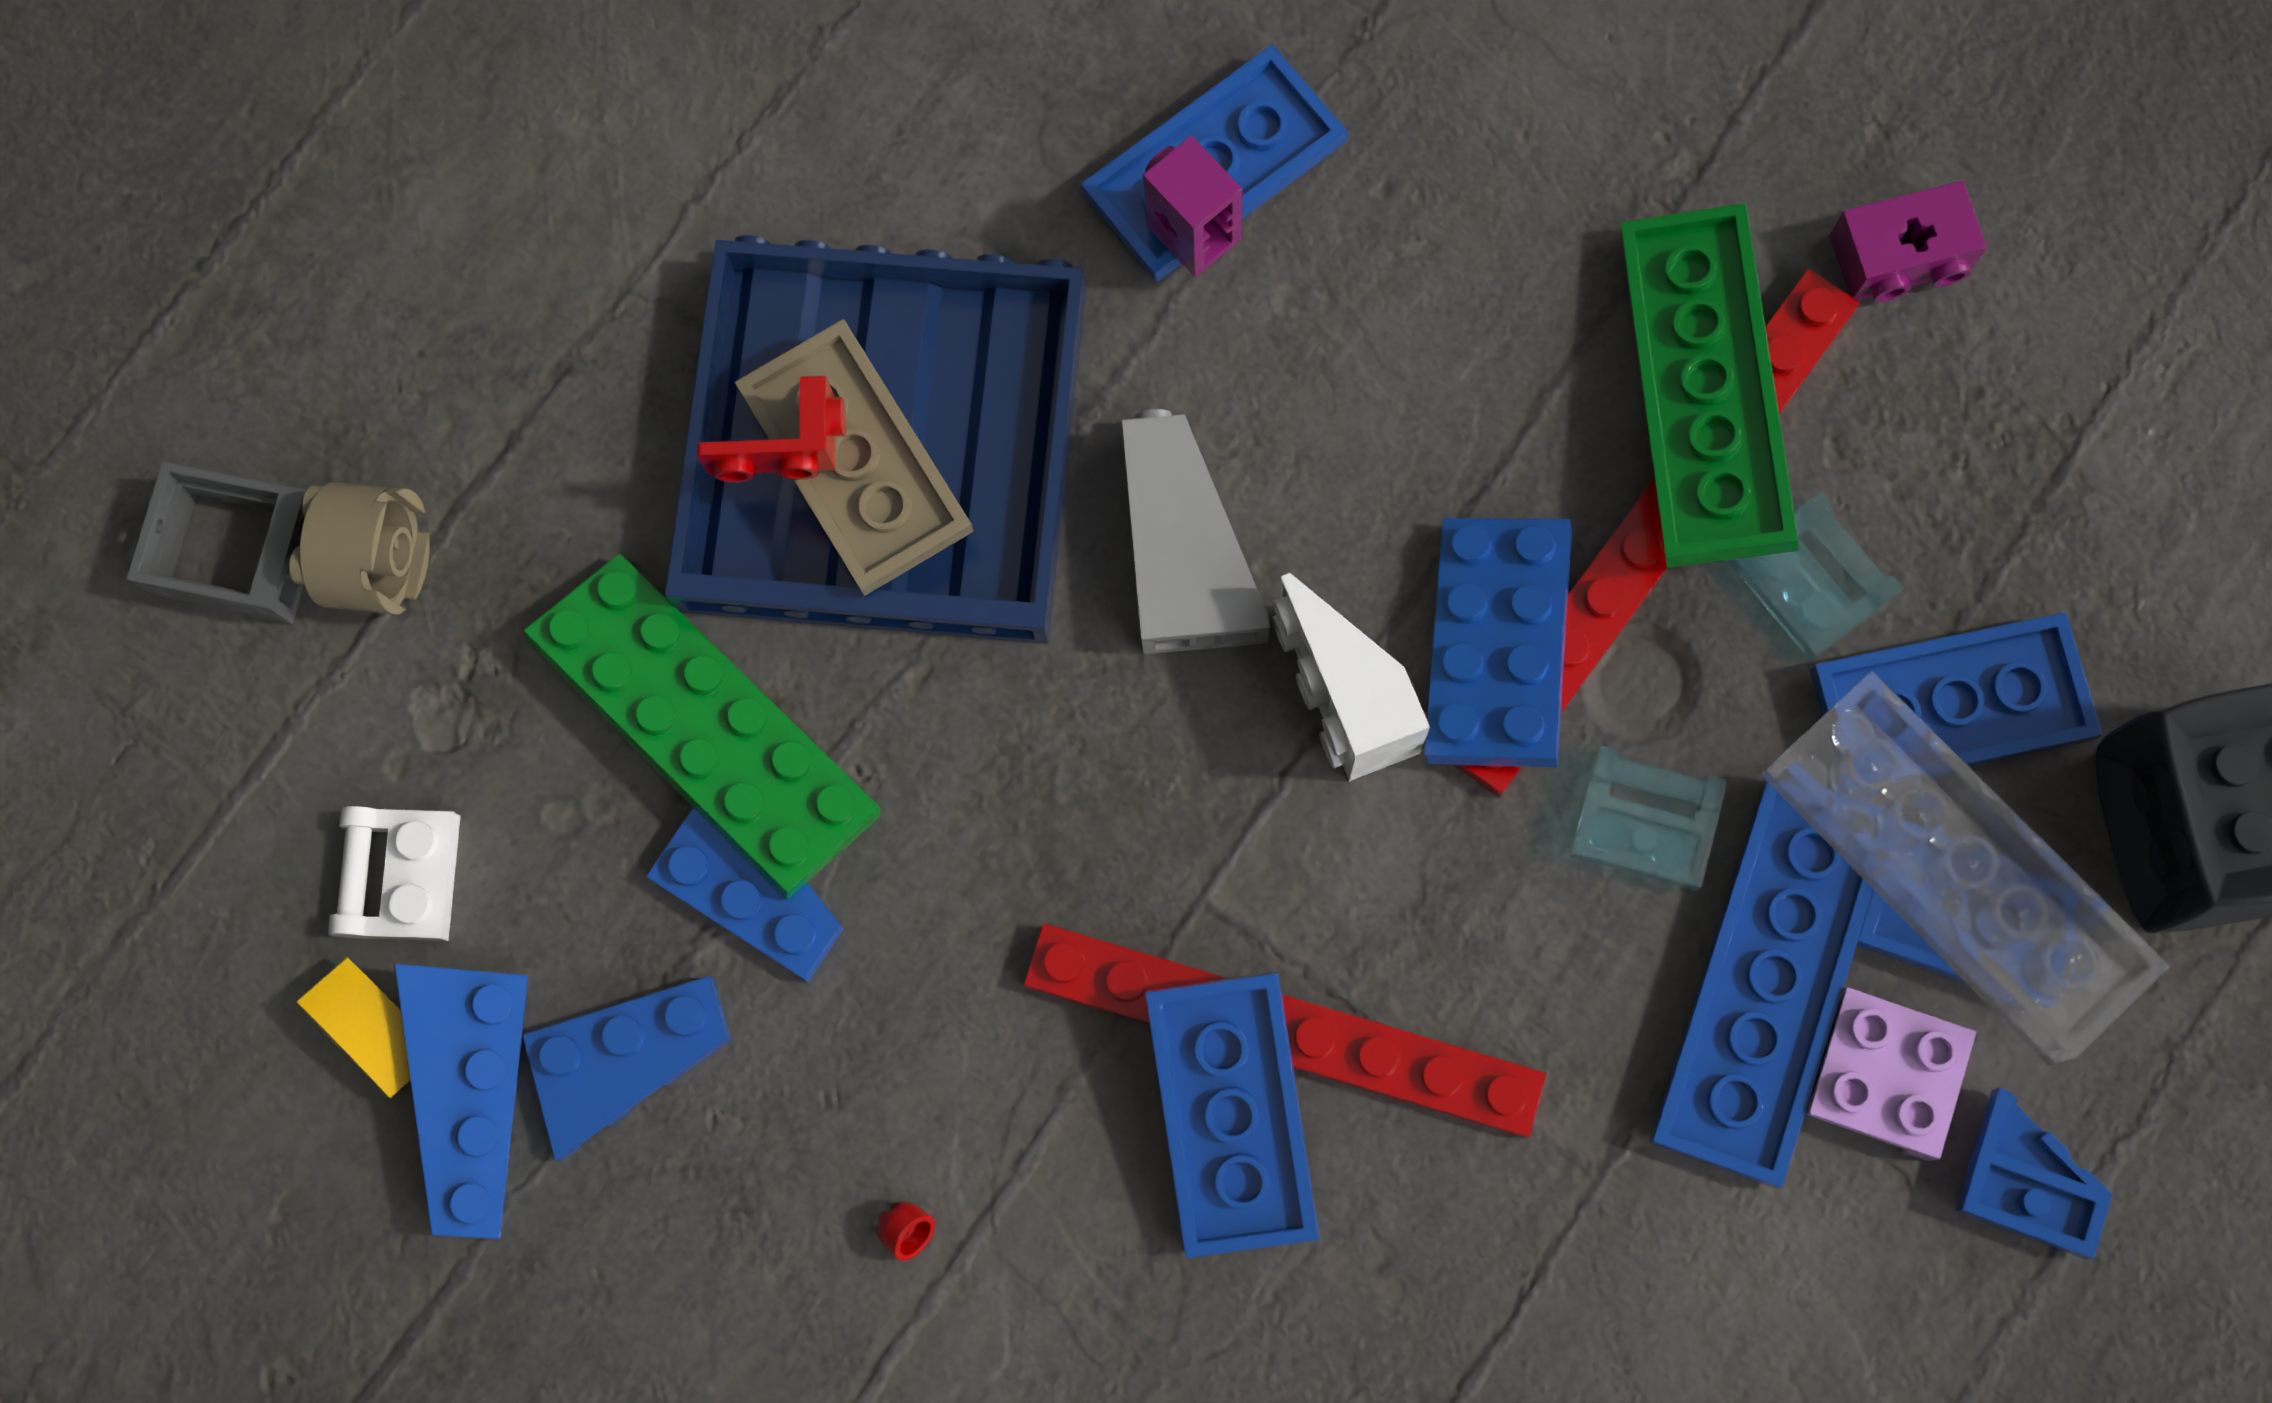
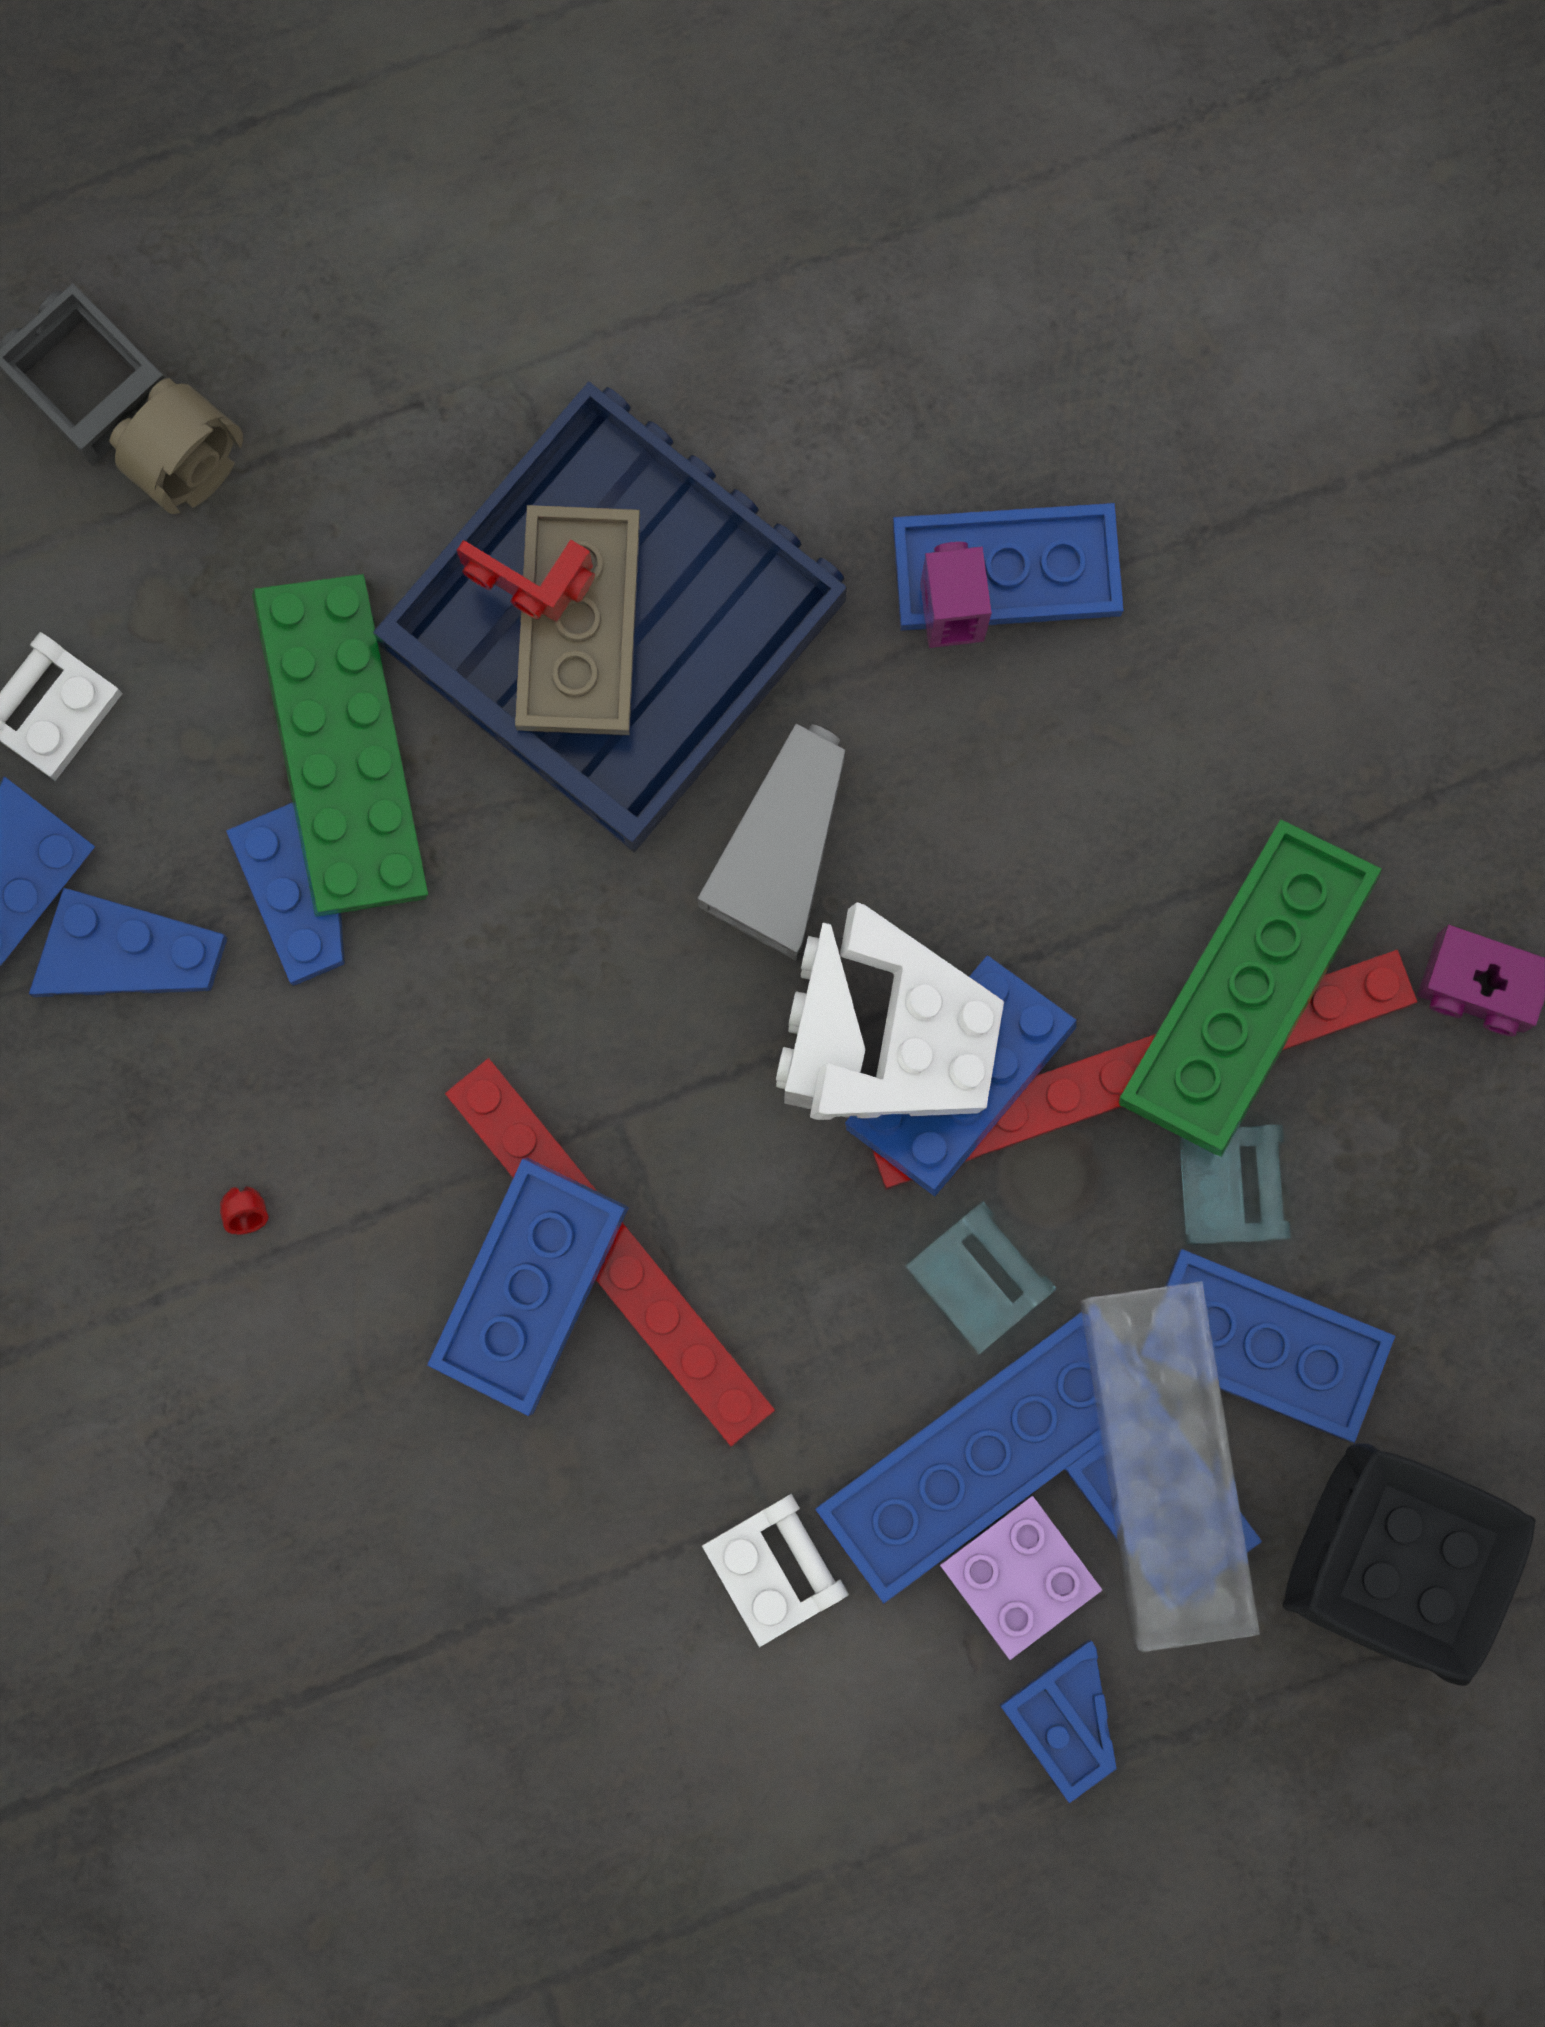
camera: 25 degrees right, 5 degrees up
(1456, 613) = (935, 1035): none -> white wing
(1644, 1249) = (757, 1579): none -> white plate

